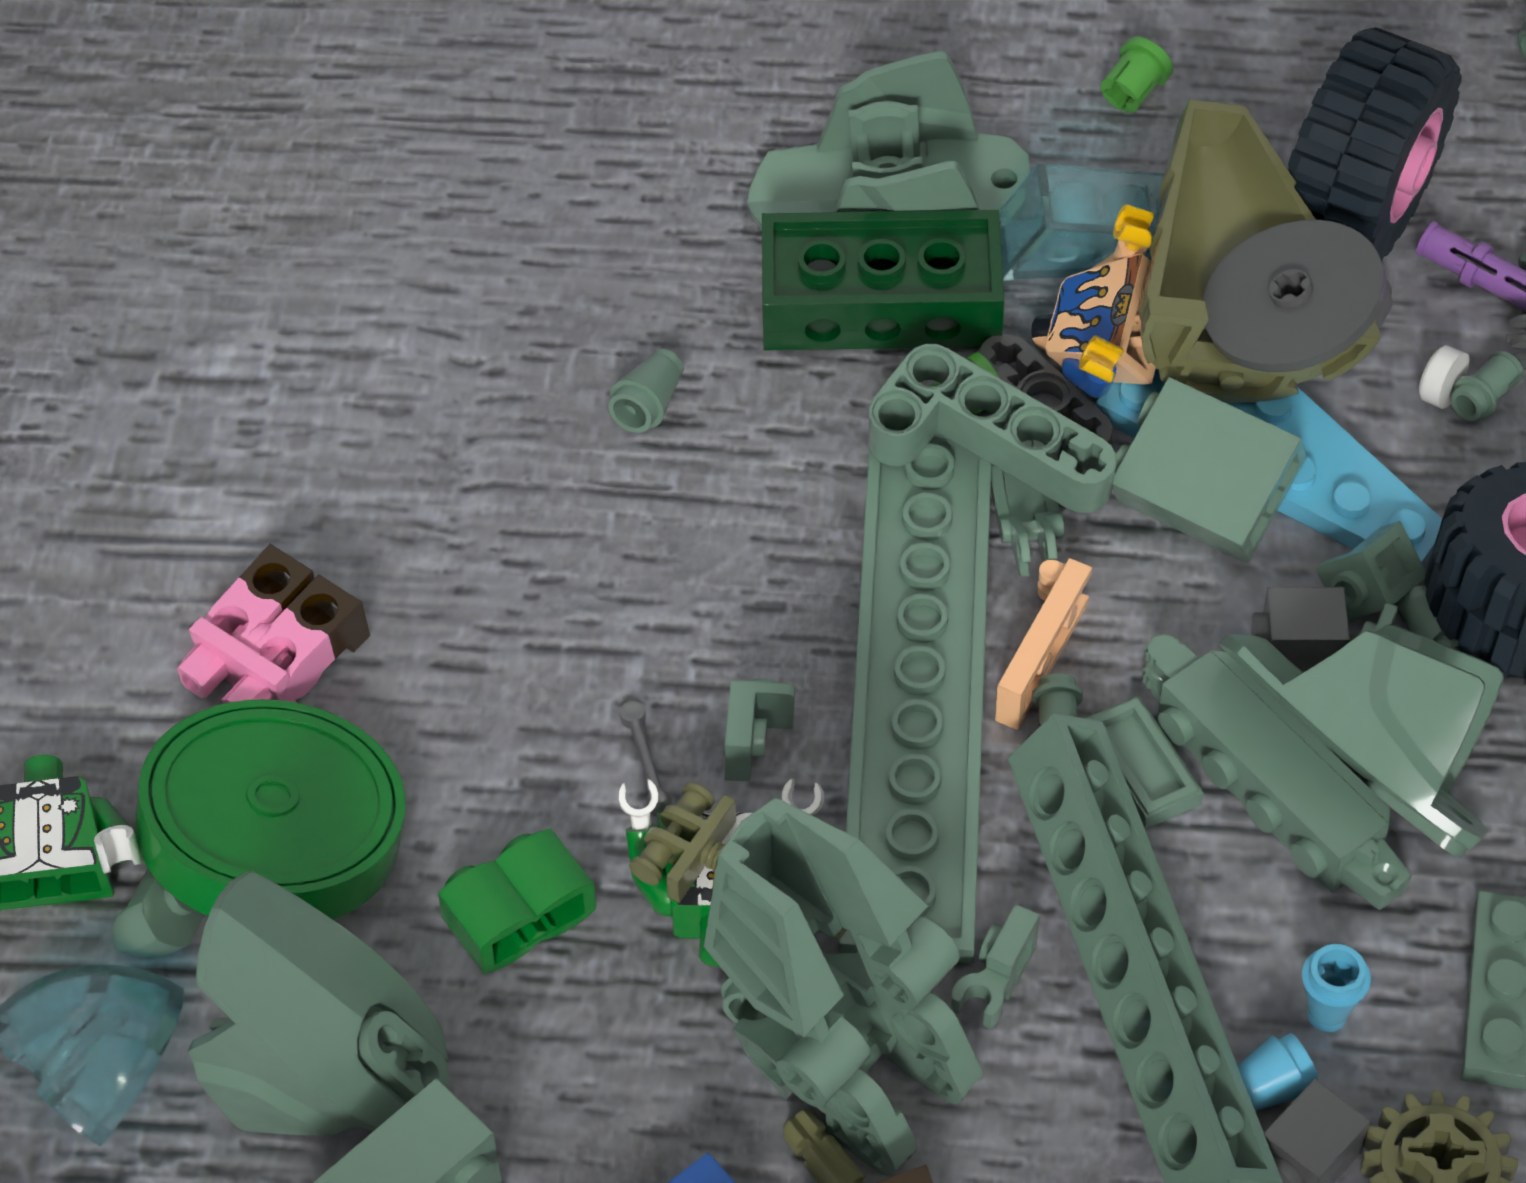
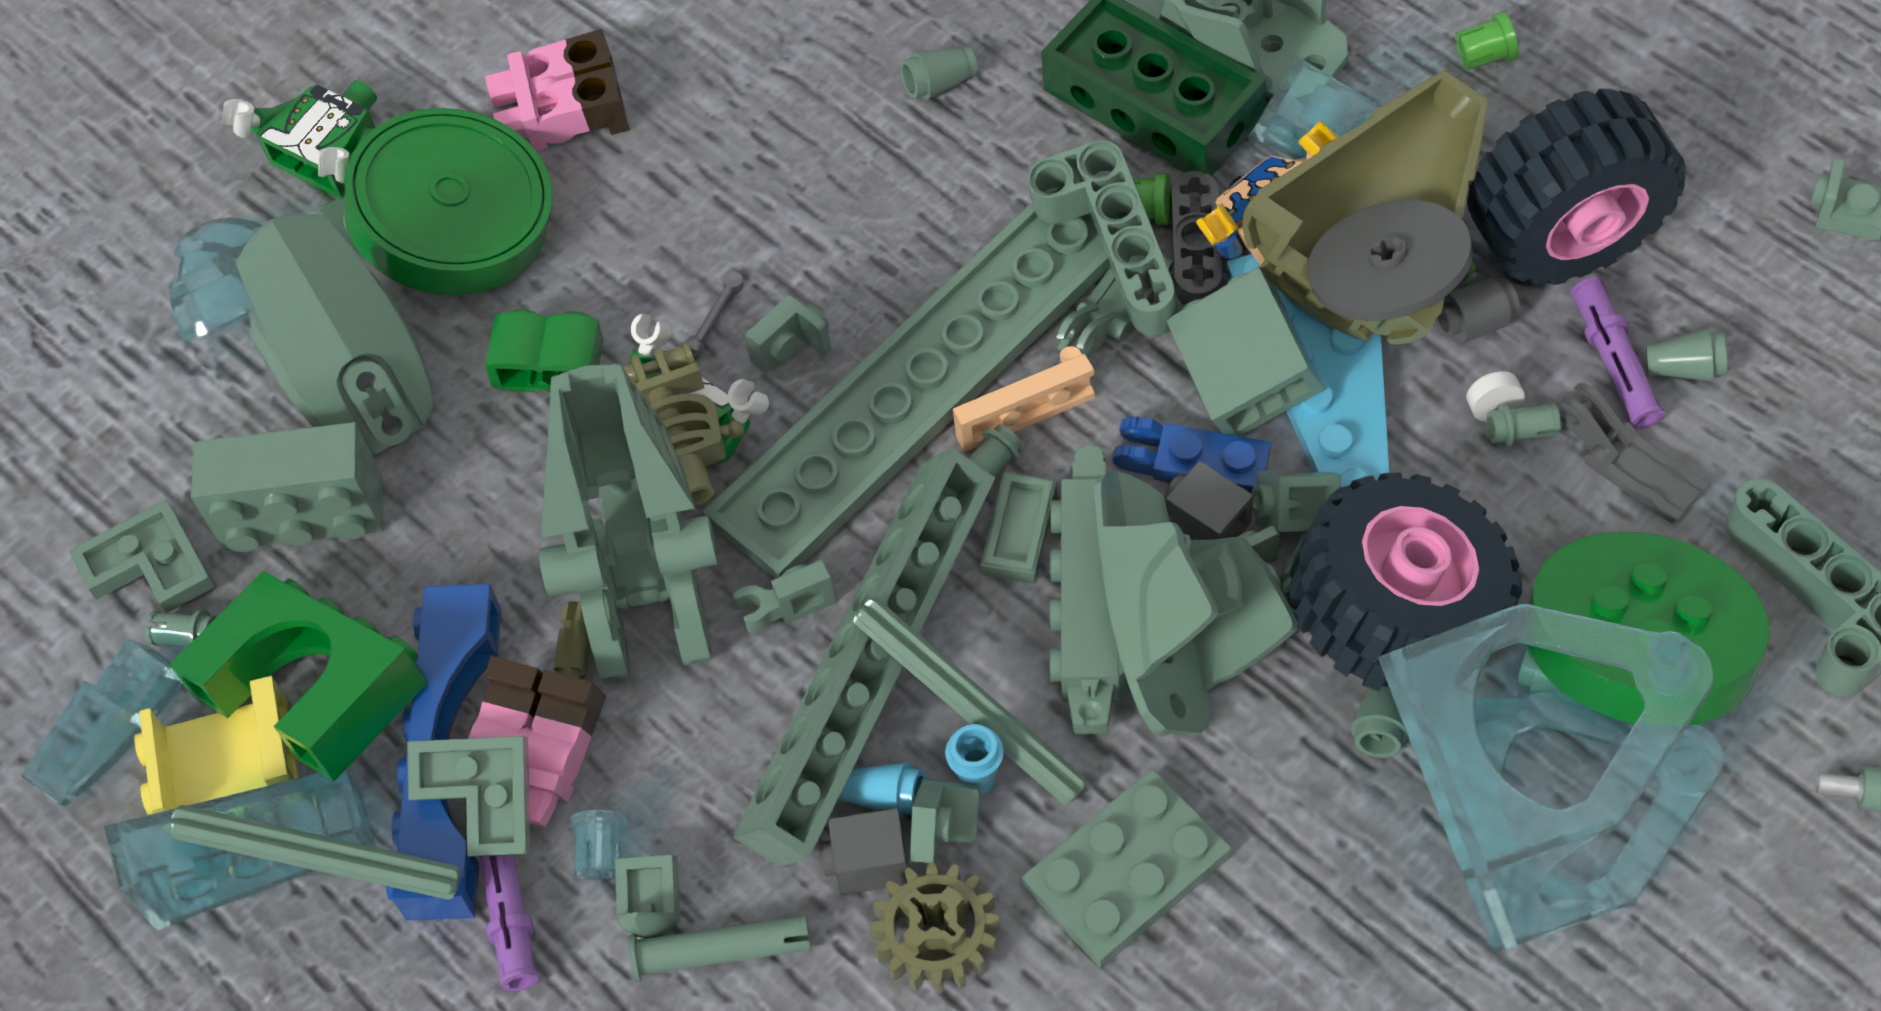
camera: 45 degrees right, 5 degrees up
(1230, 594) = (1183, 447): none -> blue hinge
(1276, 933) = (969, 699): none -> sand green axle
(1350, 1063) = (943, 815): none -> sand green bracket

